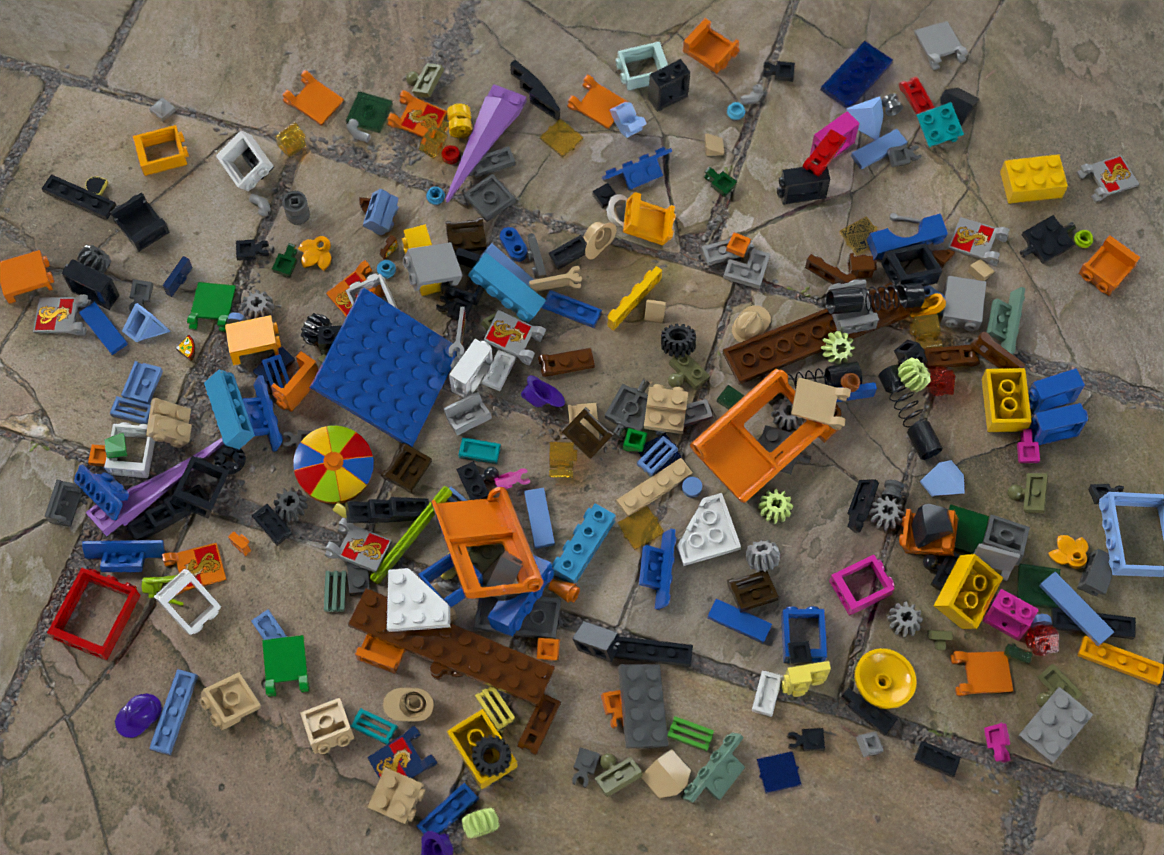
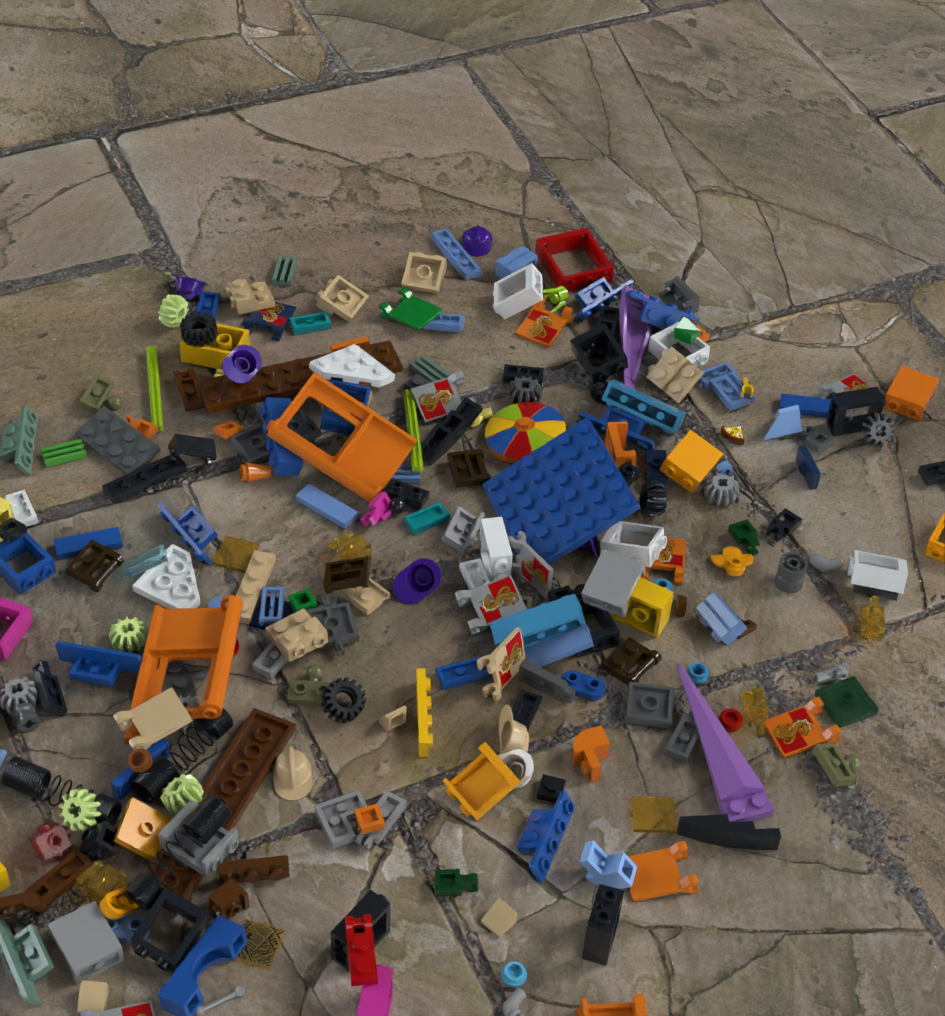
camera: 135 degrees right, 20 degrees down
(136, 368) = (746, 388): none -> yellow hand
(139, 222) = (891, 485): black panel -> none
(145, 649) = (514, 261): none -> medium blue brick
(212, 302) = (758, 471): green flag -> none
(240, 542) = (530, 349): orange plate -> none
(271, 359) = (647, 454): blue tile -> none
(314, 100) = (905, 676): orange flag -> none
(329, 806) = (286, 262): none -> sand green tile
(408, 704) = (296, 341): tan piece -> none
(459, 120) = (757, 745): yellow wheel -> none
(501, 669) = (242, 364): none -> dark purple piece
(505, 572) = (307, 428): dark grey hinge -> none
(558, 198) = (588, 749): none -> orange brick
(564, 751) = (154, 387): none -> lime axle
(566, 362) = (427, 626): reddish brown plate -> none
(584, 544) = (269, 507): dark azure brick -> none
(586, 764) = (130, 391): dark grey plate -> none
(635, 54) = (645, 960): light aqua window -> none
(667, 775) = (58, 421): tan slope -> none
(715, 561) = (145, 561): none -> clear light blue tile
(729, 397) = (251, 697): clear green plate -> none
(763, 555) = (106, 588): light grey gear -> none
(818, 493) = (97, 664): none -> blue bracket
(878, 345) = (140, 829): none -> light orange plate
(943, 256) = (149, 985): reddish brown tile -> none

